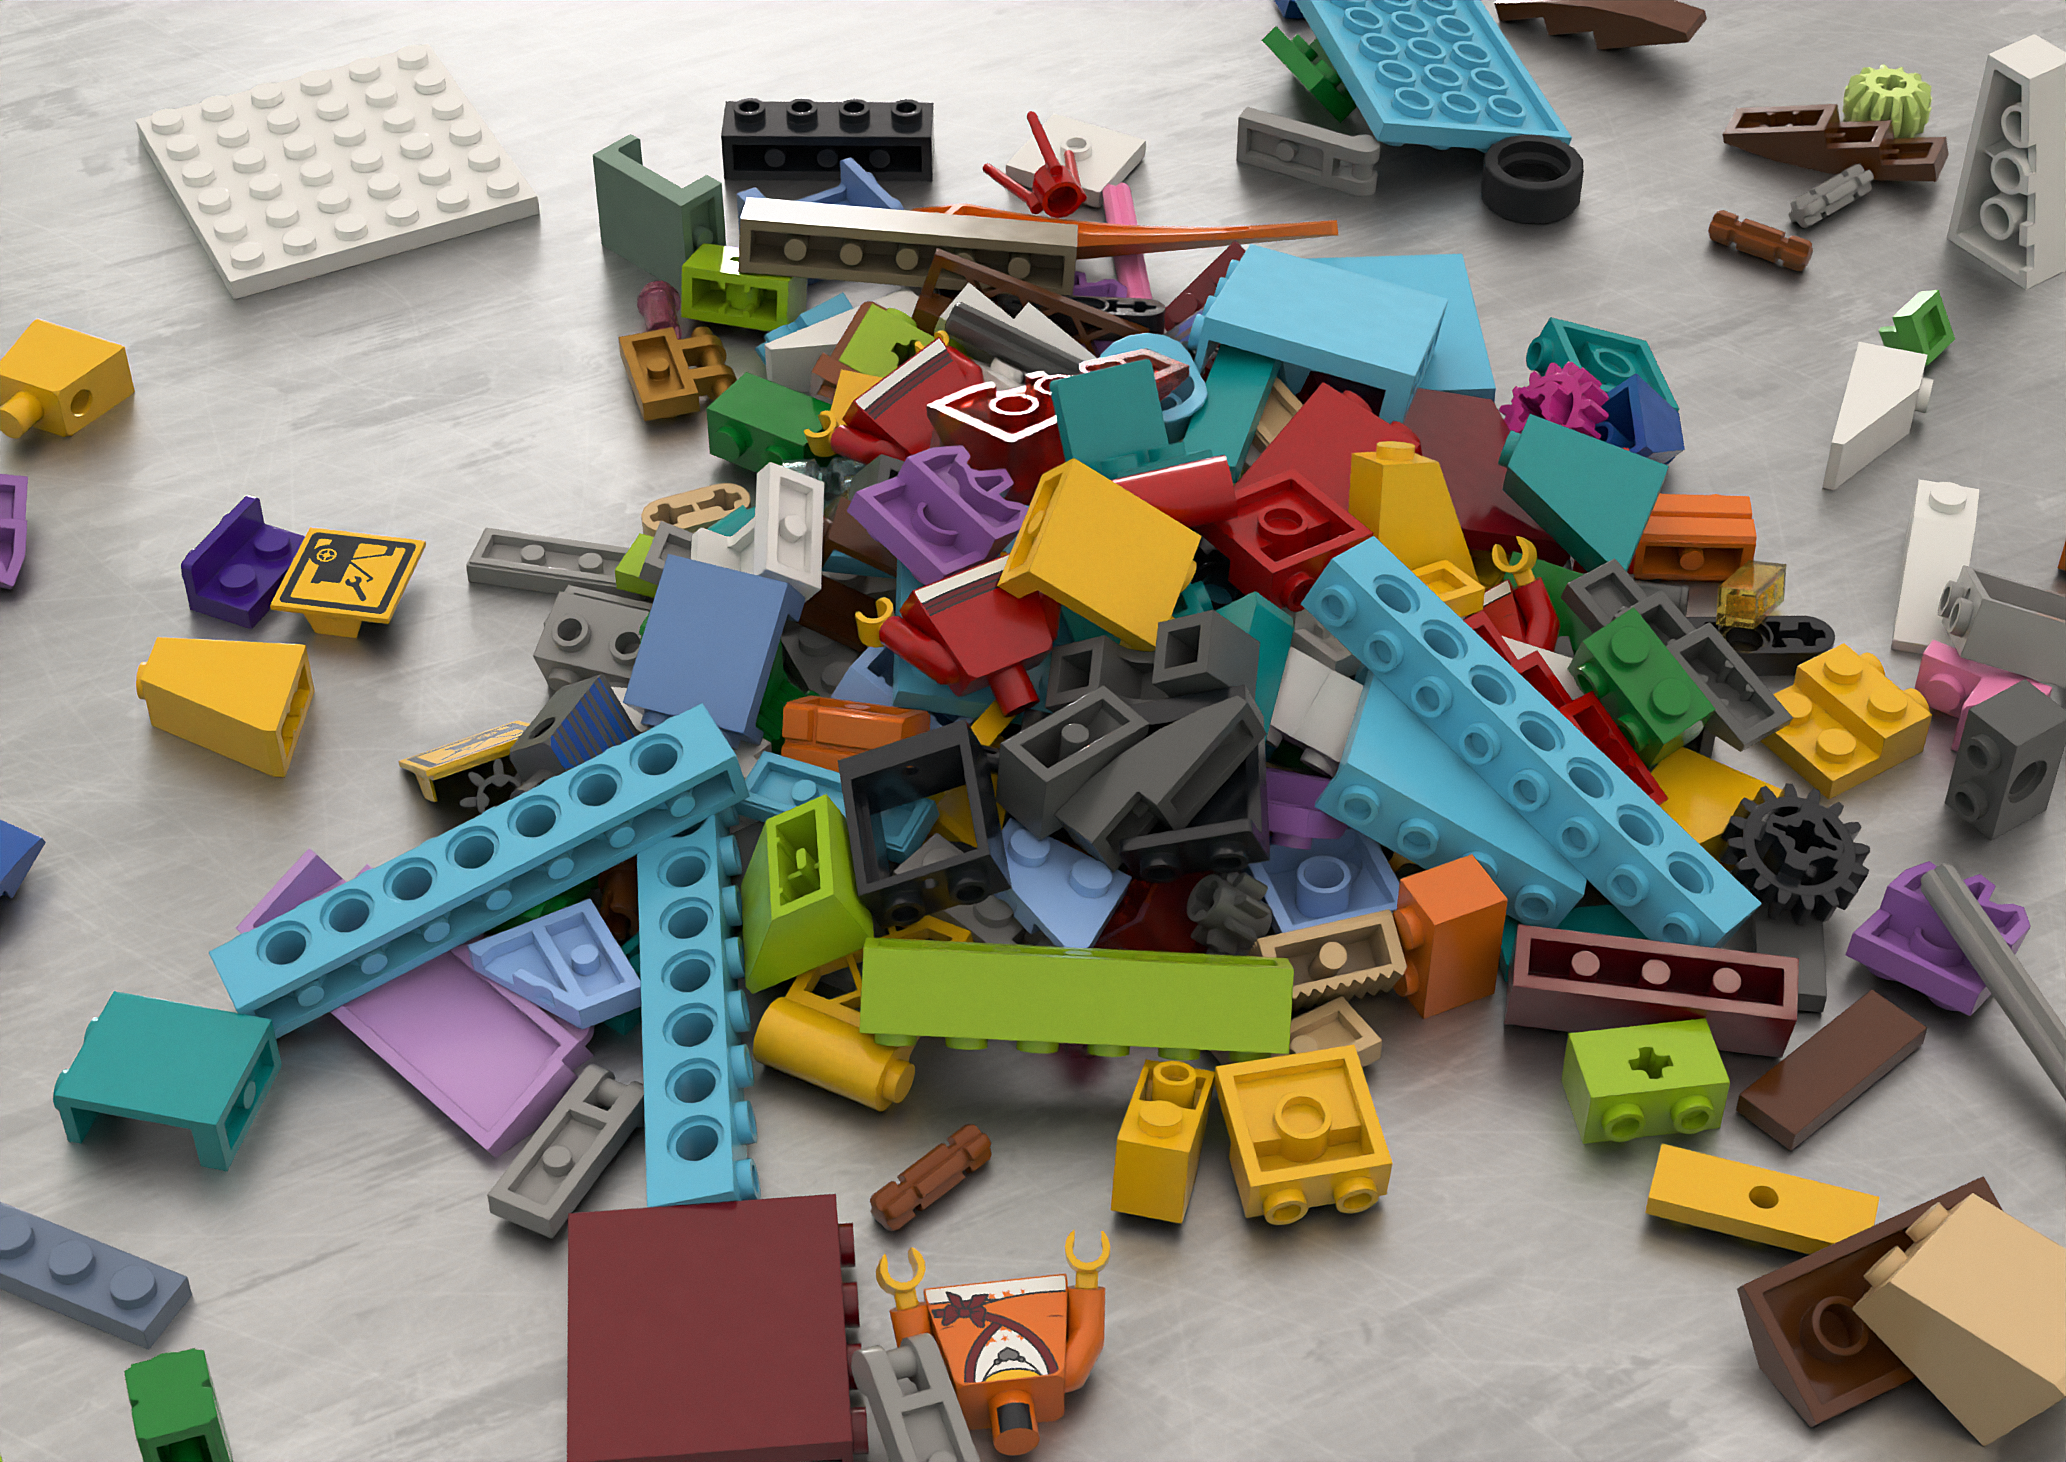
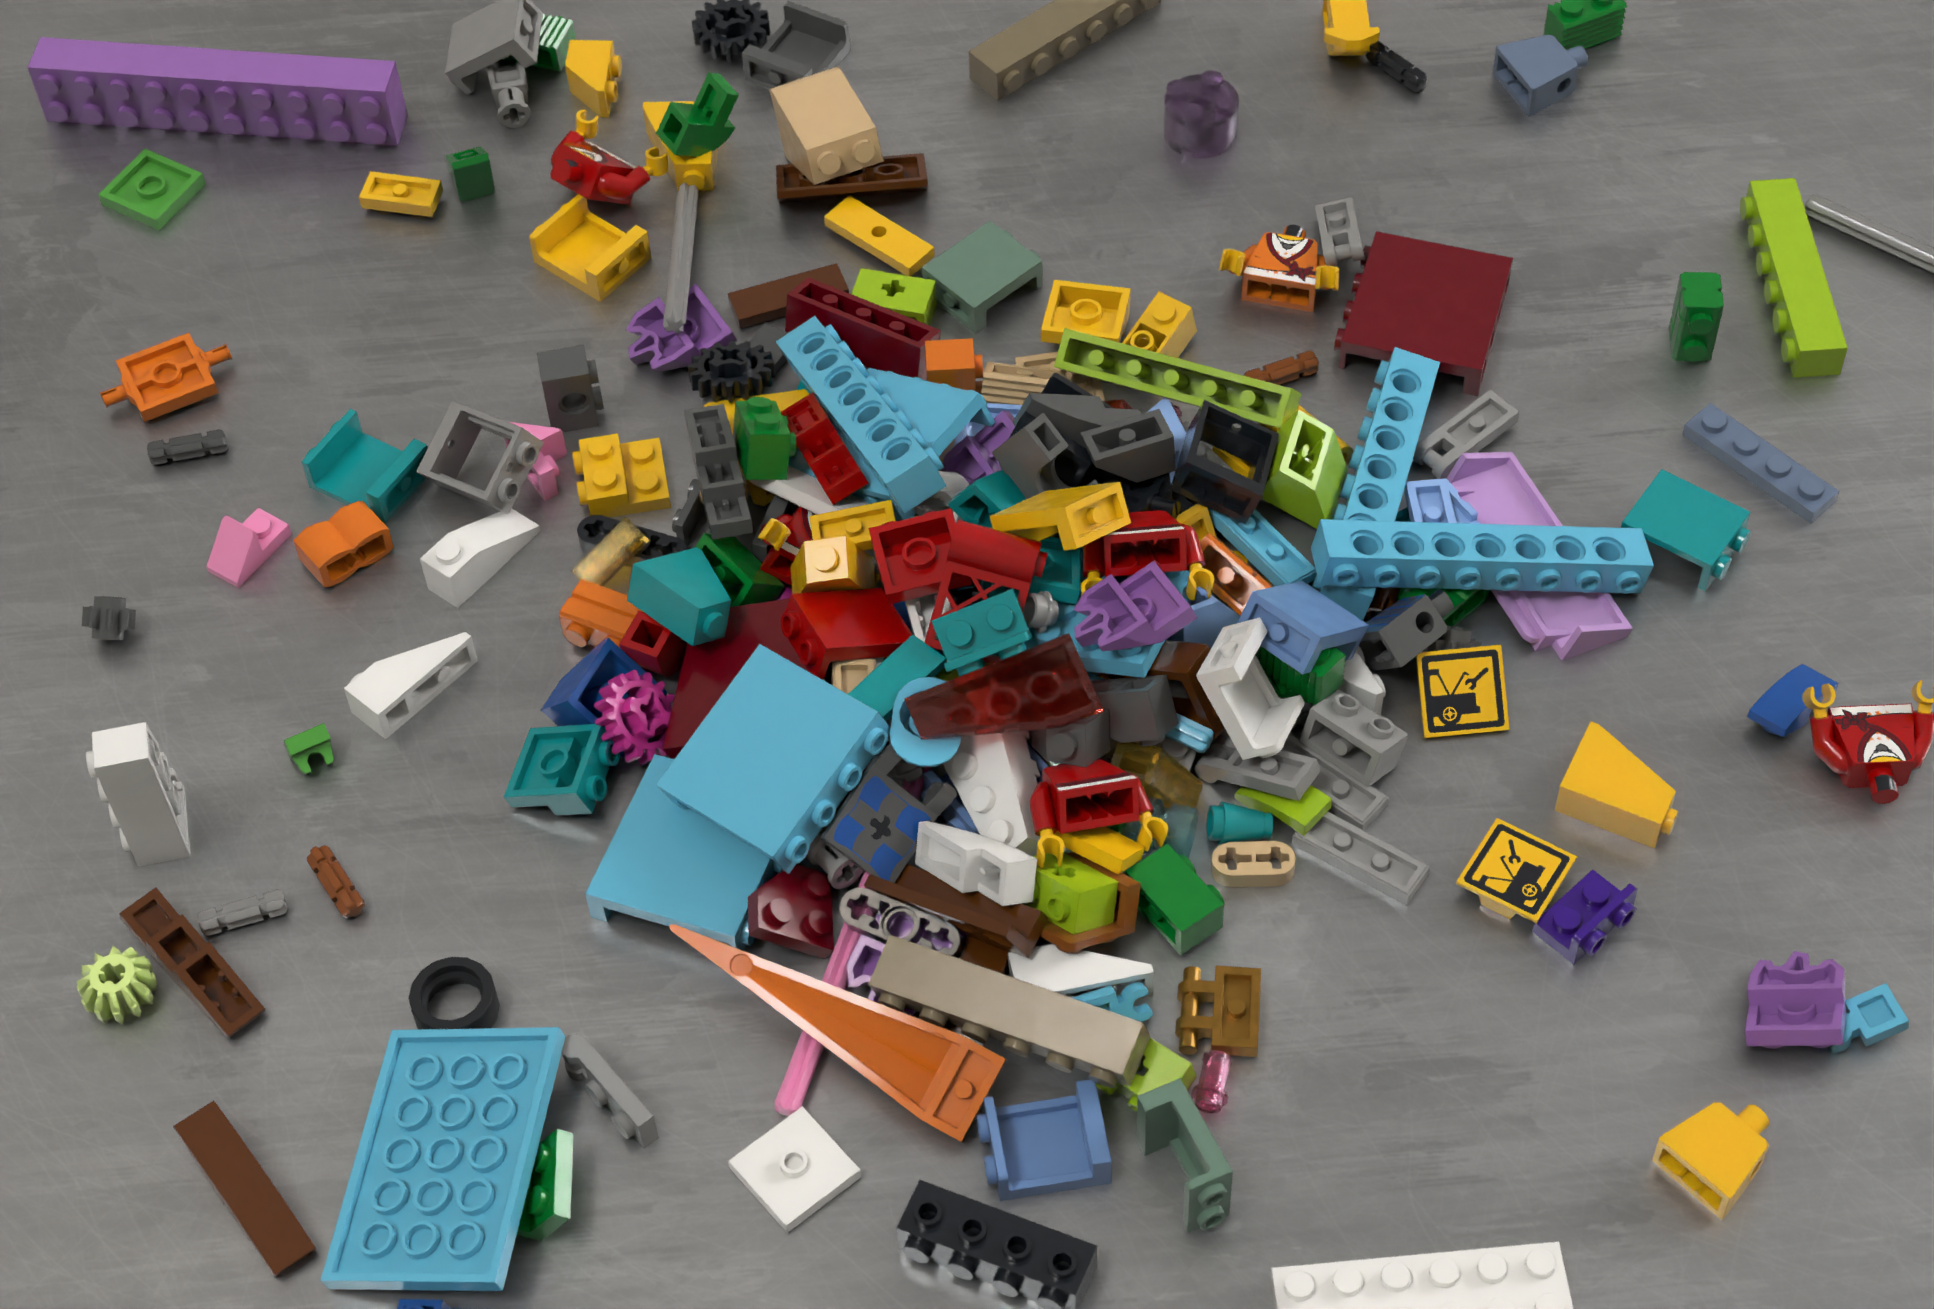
camera: 155 degrees left, 10 degrees up
(1008, 342) = (984, 827): dark grey axle -> none
(1054, 185) = (847, 1083): red plant -> none
(1527, 1175) = (981, 273): none -> sand green panel

